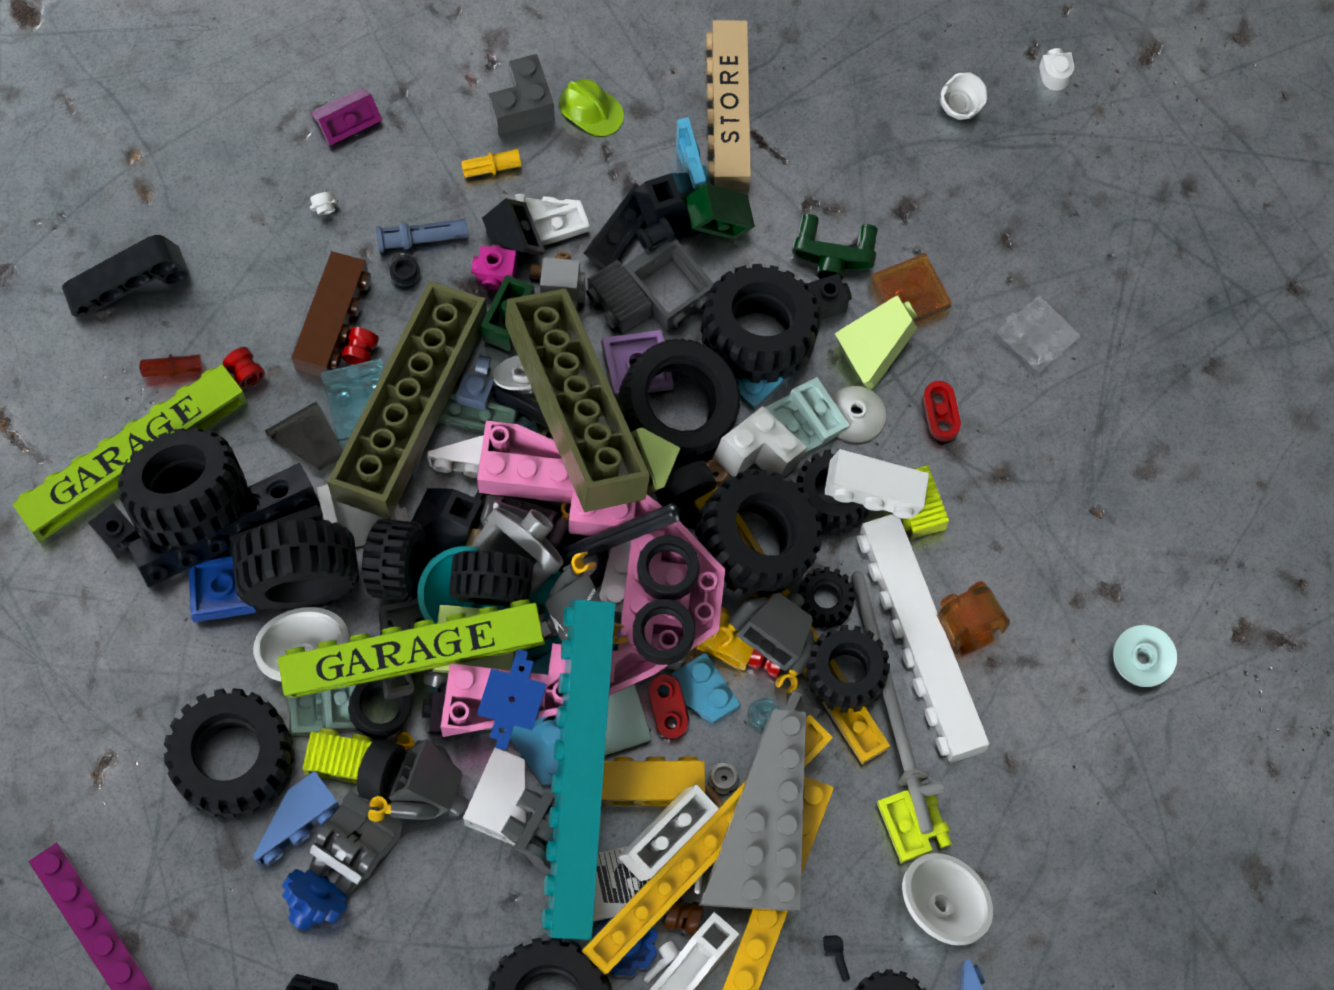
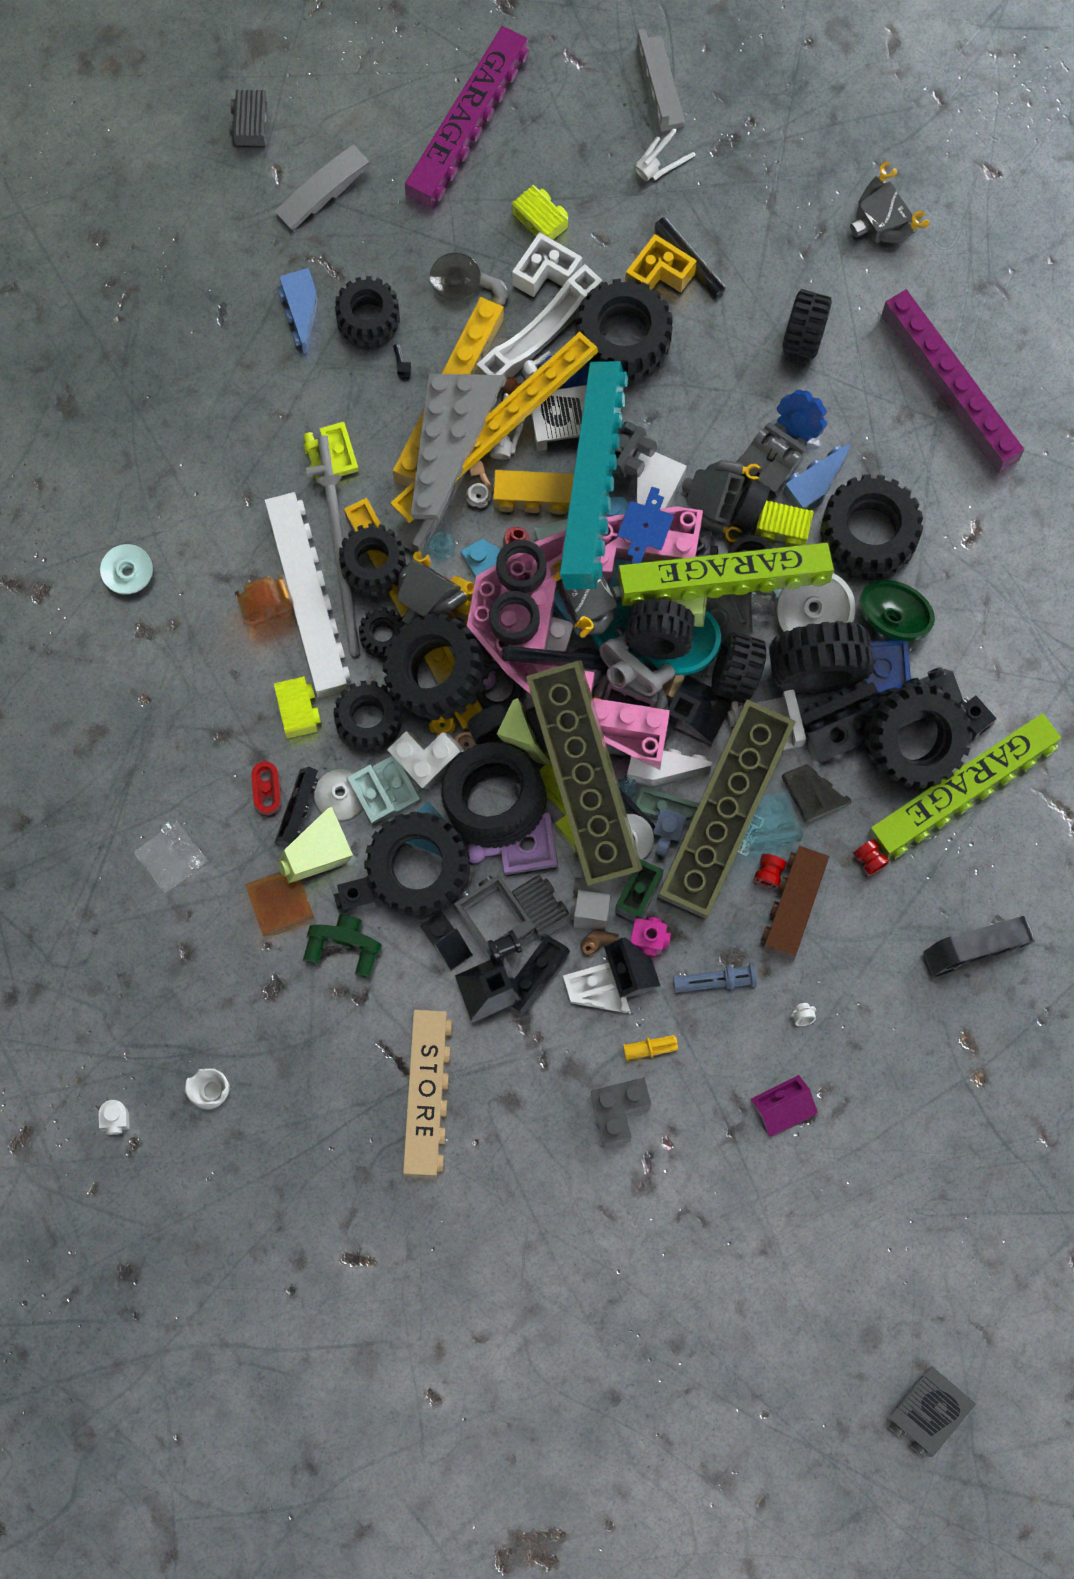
camera: 175 degrees left, 5 degrees up
(171, 366) = (934, 864): clear red axle -> none
(185, 650) = (896, 610): none -> dark green dish
(405, 271) = (730, 945): black plate -> none
(591, 108) = (556, 1104): lime piece -> none
(668, 833) = (526, 434): white brick -> none
(690, 154) = (467, 1046): medium azure wing -> none
(717, 255) = (446, 941): none -> black slope
(719, 211) = (444, 975): dark green brick -> none
(876, 484) = (332, 701): white brick -> none
(904, 390) = (297, 806): none -> black plate
(947, 899) = (300, 387): white dish -> none

